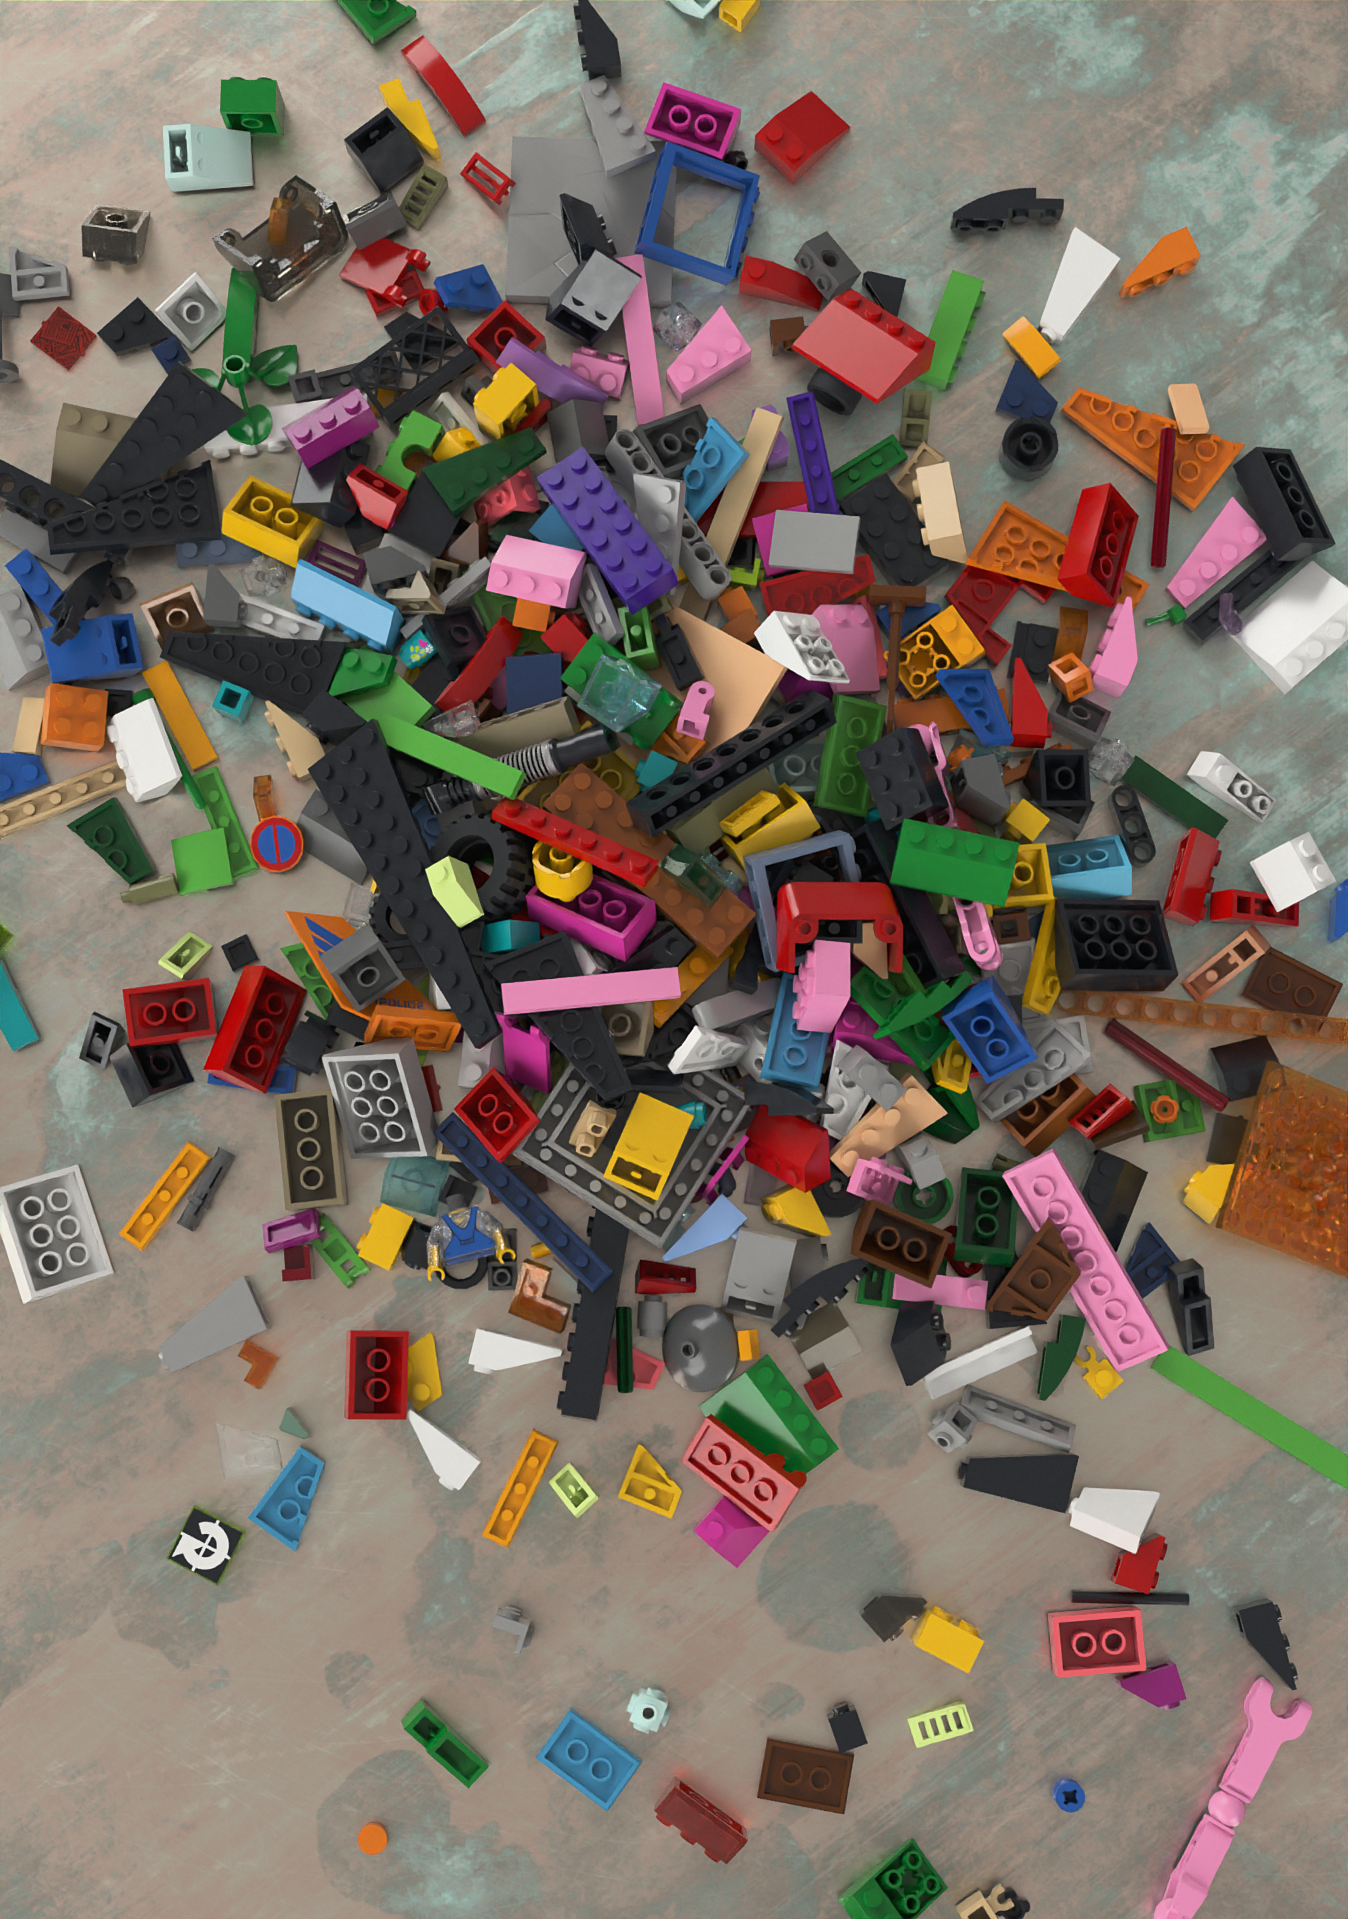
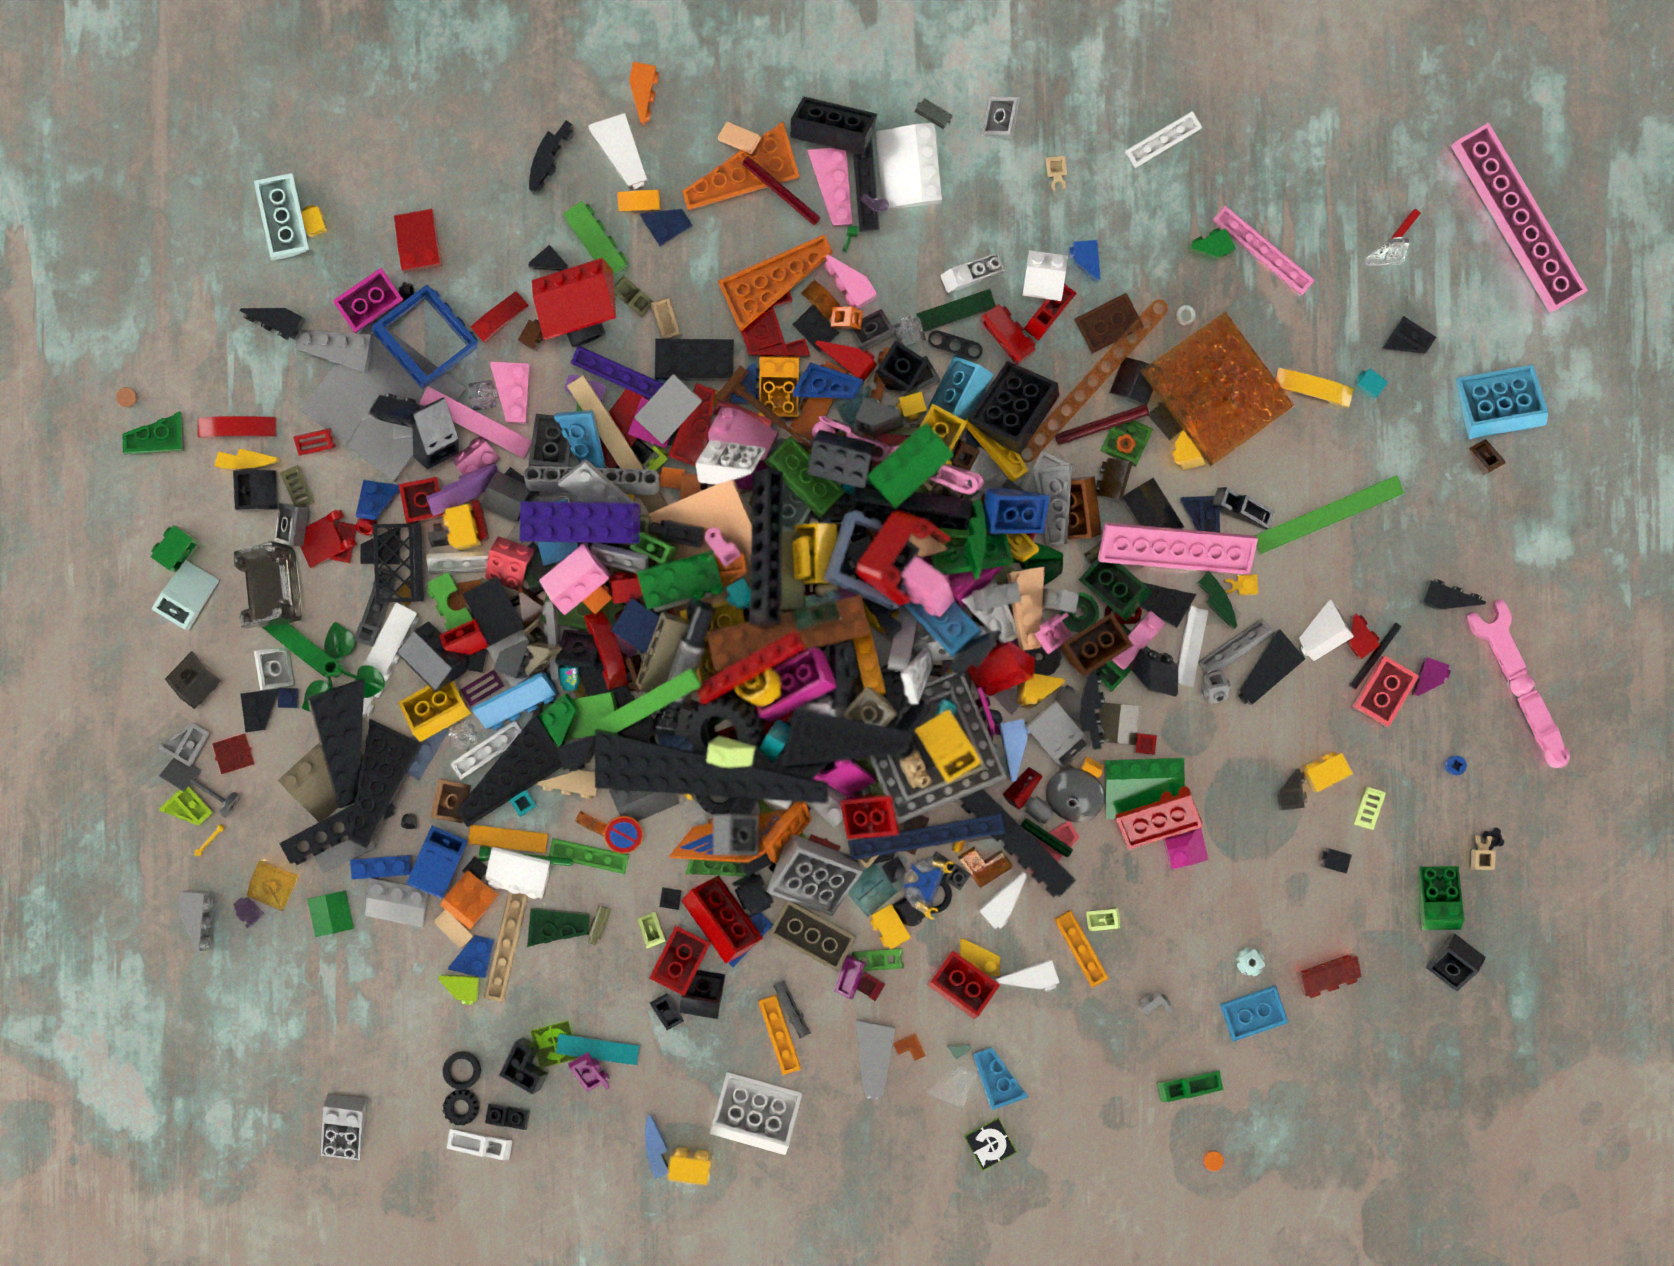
camera: 60 degrees left, 5 degrees up
(78, 599) = (403, 853): black slope -> none
(202, 861) = (603, 884): bright green slope -> none
(222, 602) = (461, 768): dark grey slope -> none
(278, 221) = (255, 580): clear orange piece -> none
(331, 427) = (403, 636): magenta slope -> none
(455, 443) = (466, 573): yellow brick -> none
(458, 721) = (630, 685): clear wing -> none
(480, 470) = (490, 573): dark green wing -> none
(590, 990) = (840, 717): bright pink tile -> none
(618, 693) = (684, 584): clear light blue slope -> none
(650, 1484) = (1129, 875): yellow wing -> none
(805, 1775) = (1345, 901): reddish brown tile -> none
(827, 265) = (508, 283): dark grey brick -> none
(867, 467) = (642, 345): green plate -> none
(940, 512) = (701, 324): tan slope -> none
(957, 755) = (849, 416): orange plate -> none
(1025, 433) = (687, 241): black brick -> none
(1038, 1277) = (1168, 581): reddish brown wing -> none
(1098, 545) = (783, 248): red slope -> none
(1109, 1095) = (1096, 471): red slope -> none
(1226, 963) = (1069, 349): nougat slope -> none

